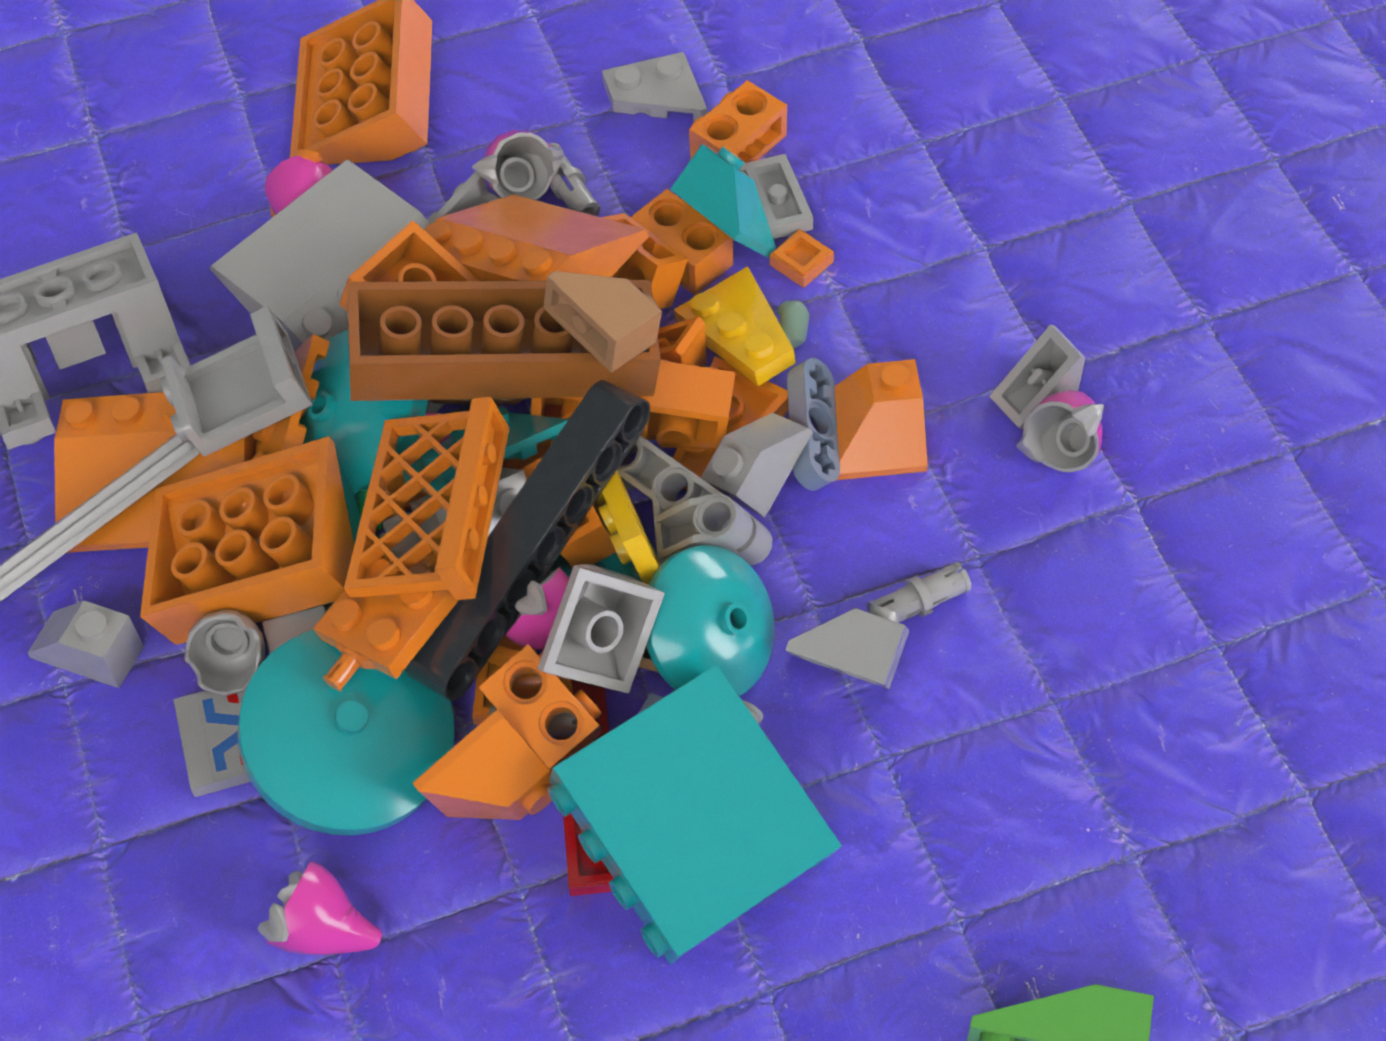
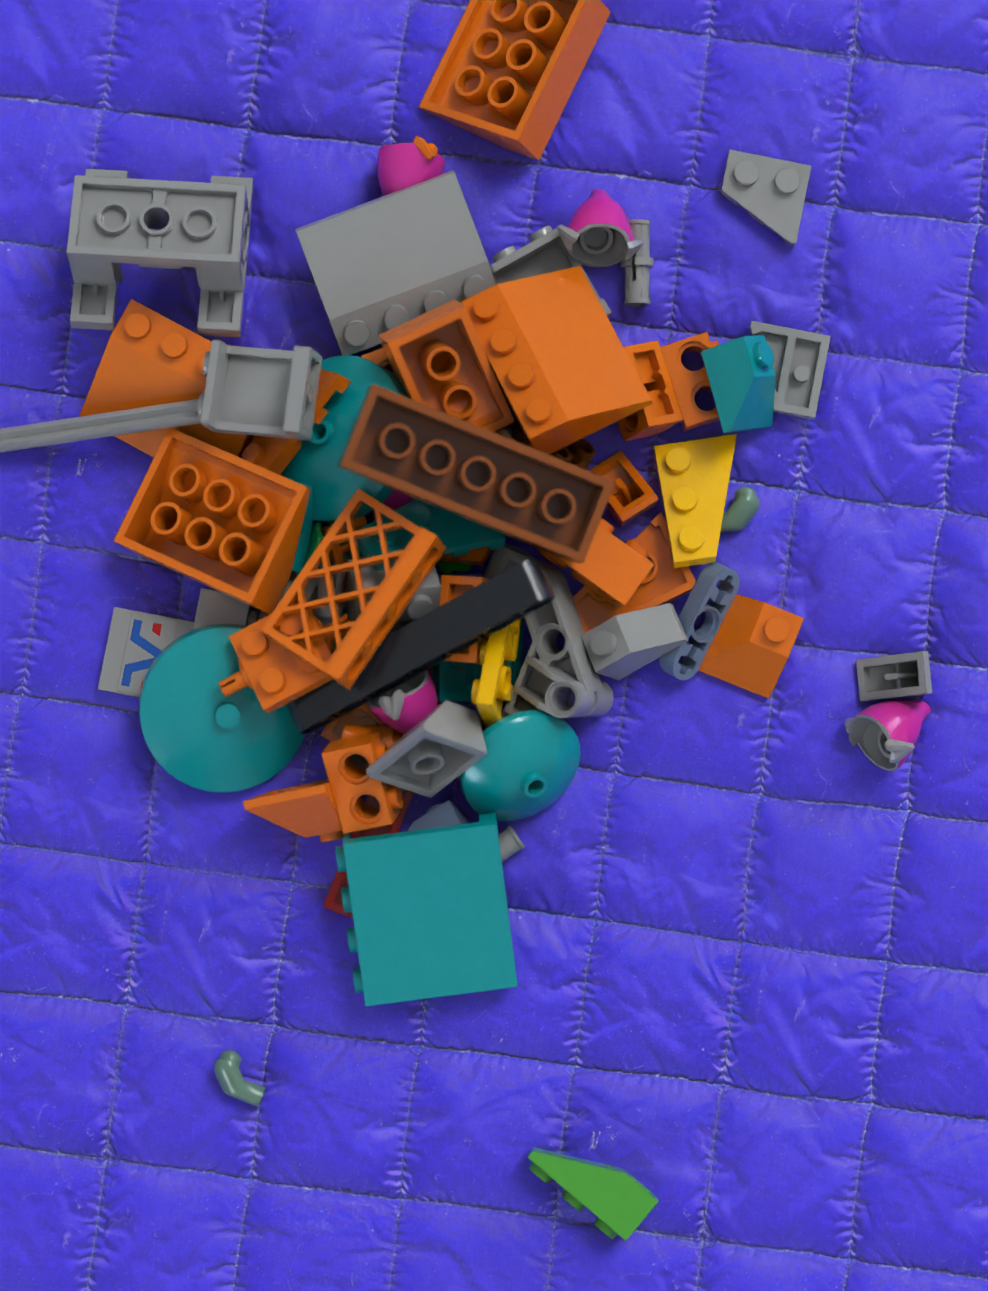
camera: 25 degrees right, 30 degrees up
(89, 642) = (68, 522): light grey slope -> none
(225, 651) = (164, 600): light grey hair -> none
(317, 917) = (141, 841): dark pink hat -> none
(603, 315) = (555, 517): medium nougat slope -> none
(743, 122) = (810, 296): orange brick -> none
(801, 258) = (787, 444): orange tile -> none
(856, 644) = (617, 832): light grey slope -> none
(925, 593) = (693, 810): light grey pin -> none

